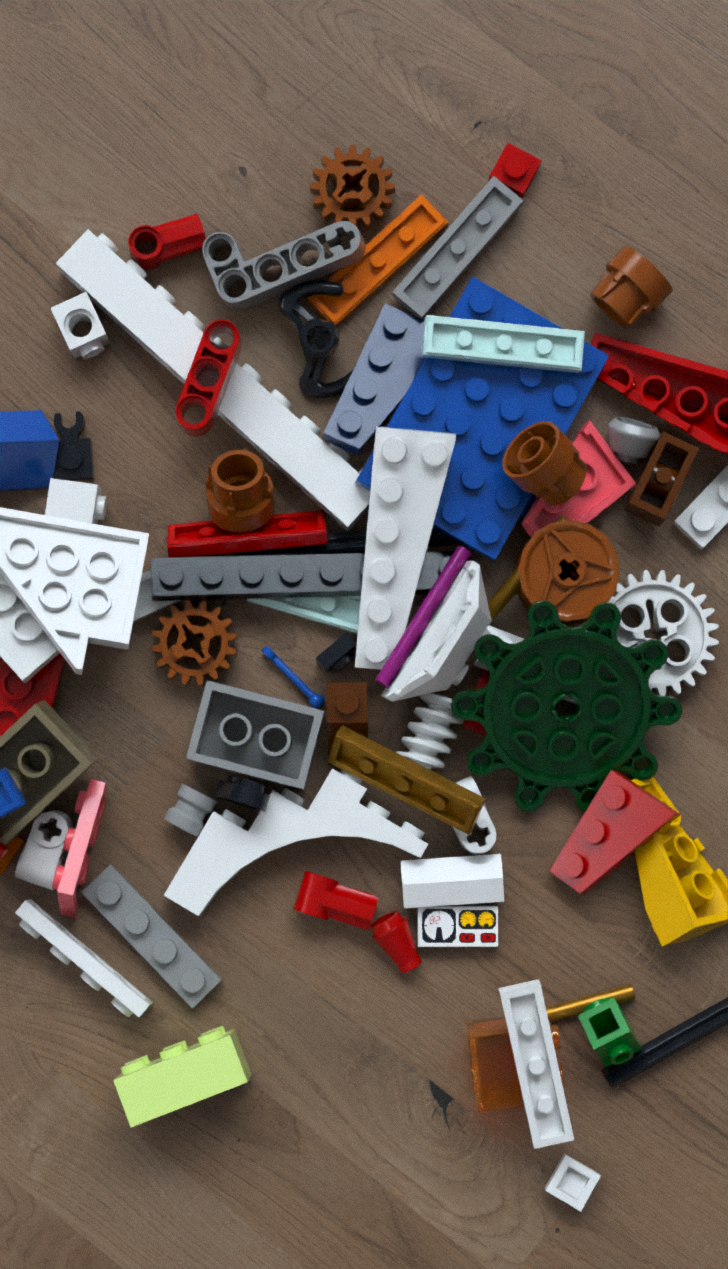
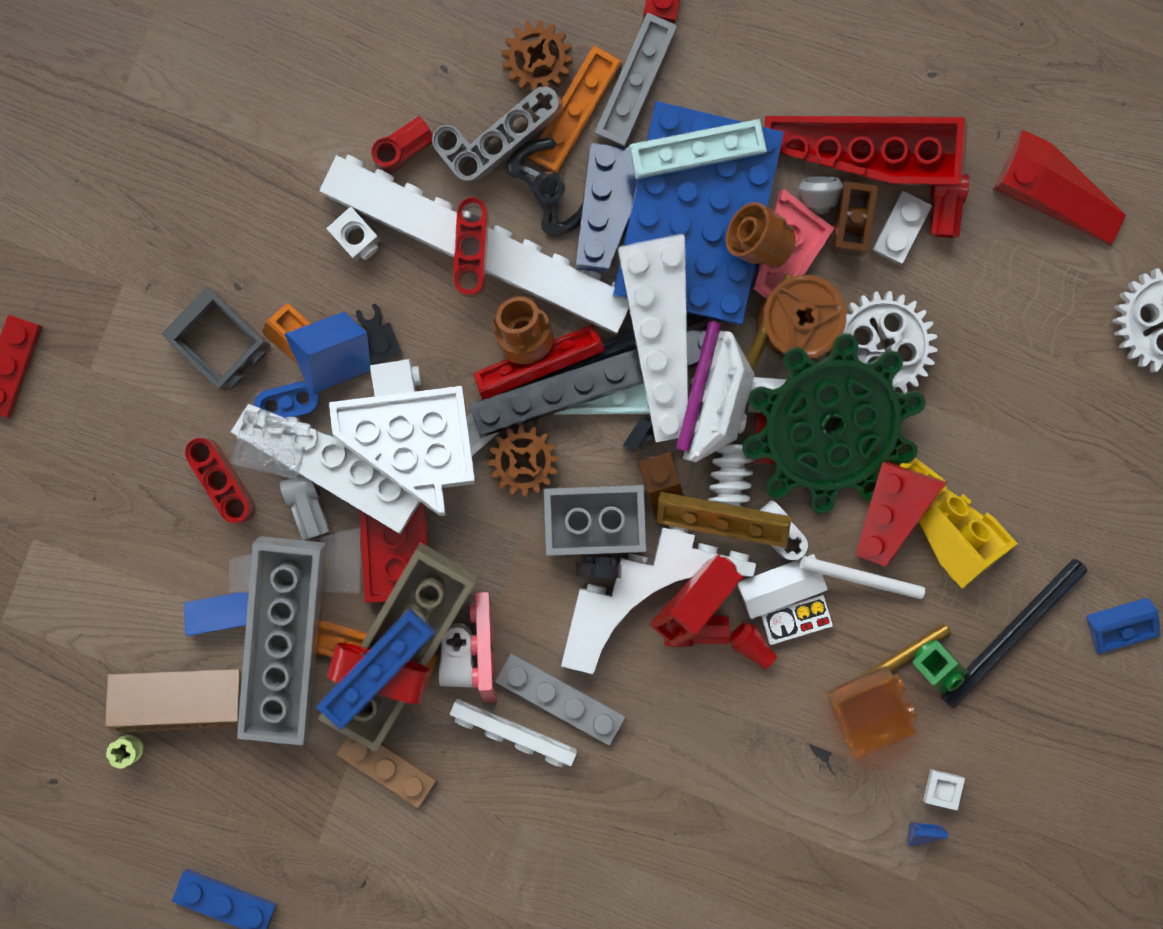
camera: 20 degrees left, 5 degrees up
(181, 1075) = (618, 801): yellowish green brick -> none
(190, 810) = (560, 592): light grey wheel -> none
(315, 700) = (632, 476): blue hinge -> none
(345, 864) = (697, 600): none -> red slope
(534, 1228) = (924, 833): none -> blue slope
(536, 1063) = (892, 710): white plate -> none
(549, 899) = (862, 577): none -> white bar
(630, 287) = (784, 71): dark orange piece -> none

